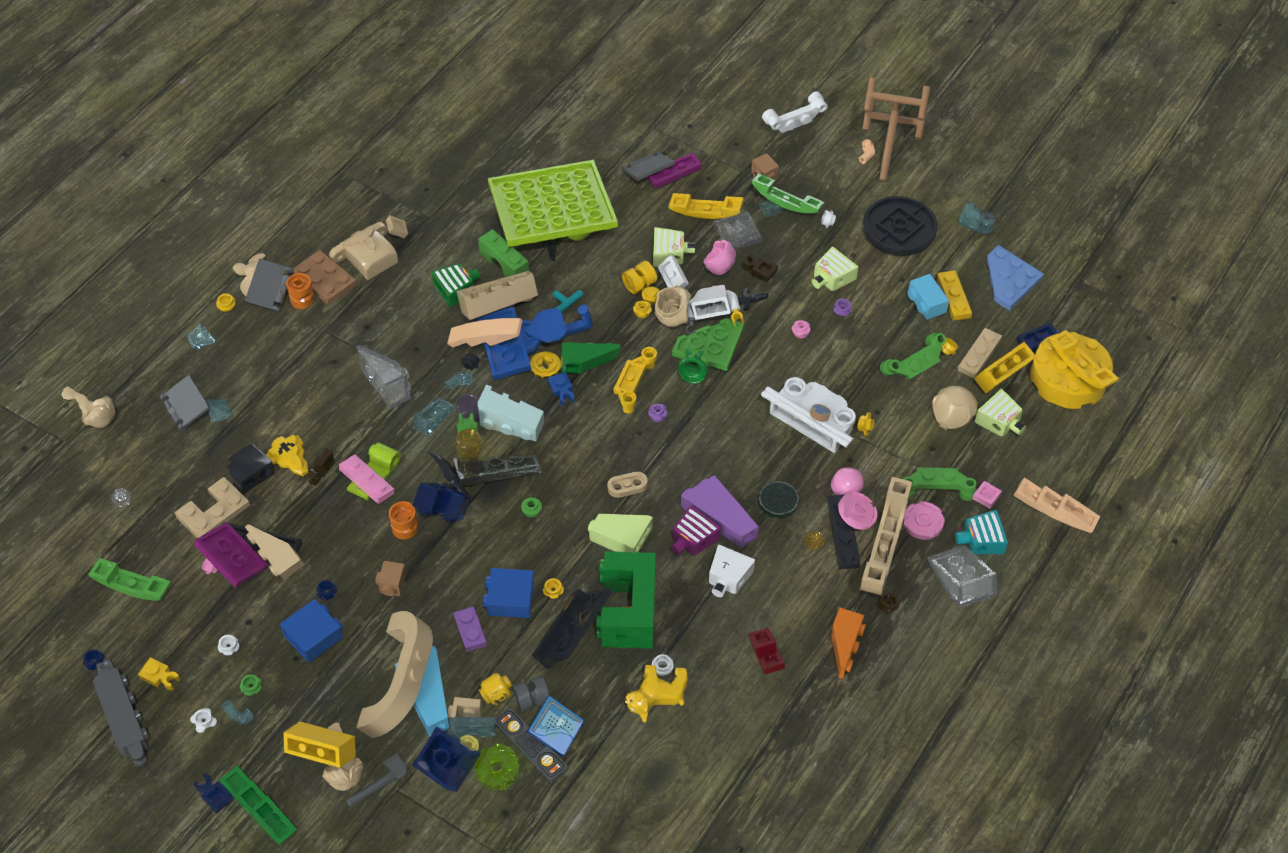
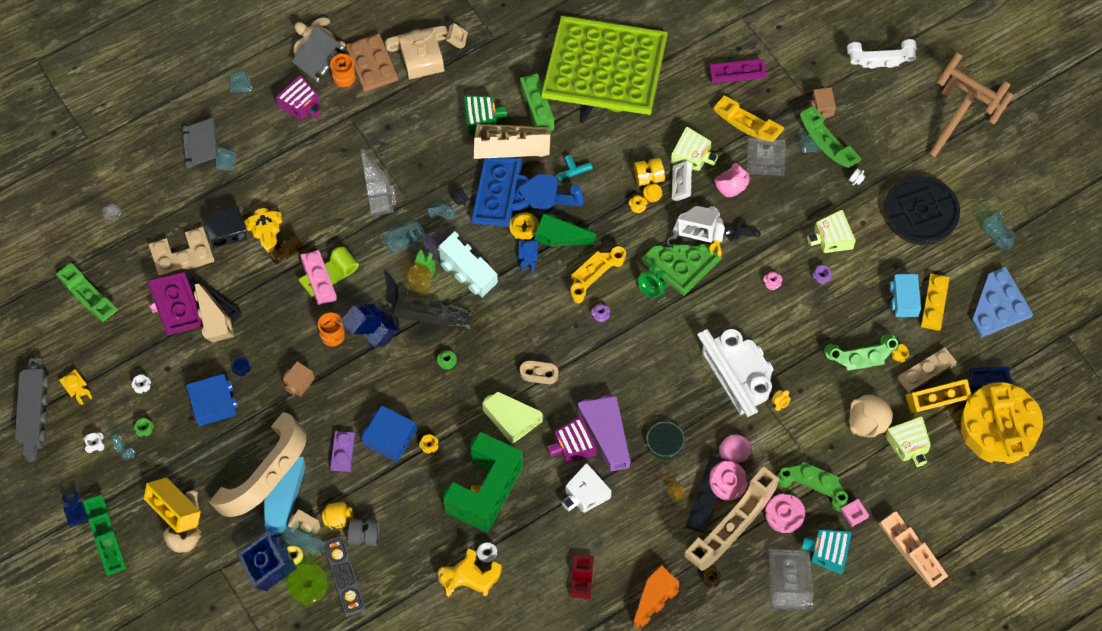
camera: 25 degrees right, 10 degrees up
(90, 656) = (30, 348): clear blue plate -> none
(96, 413) = (124, 124): tan hair -> none
(225, 302) = (276, 56): yellow plate -> none
(268, 331) = (299, 99): none -> magenta torso
(397, 770) = (228, 552): dark grey piece -> none
(488, 331) = (483, 175): light nougat slope -> none
(555, 726) = (370, 569): piece -> none
(570, 626) = (423, 485): black fence -> none
(647, 165) = (715, 57): dark grey piece -> none
(672, 306) = (662, 214): tan helmet -> none
(762, 269) = (767, 206): dark brown plate -> none
(820, 412) = (740, 374): tile -> none
(869, 151) = (935, 119): light nougat arm -> none

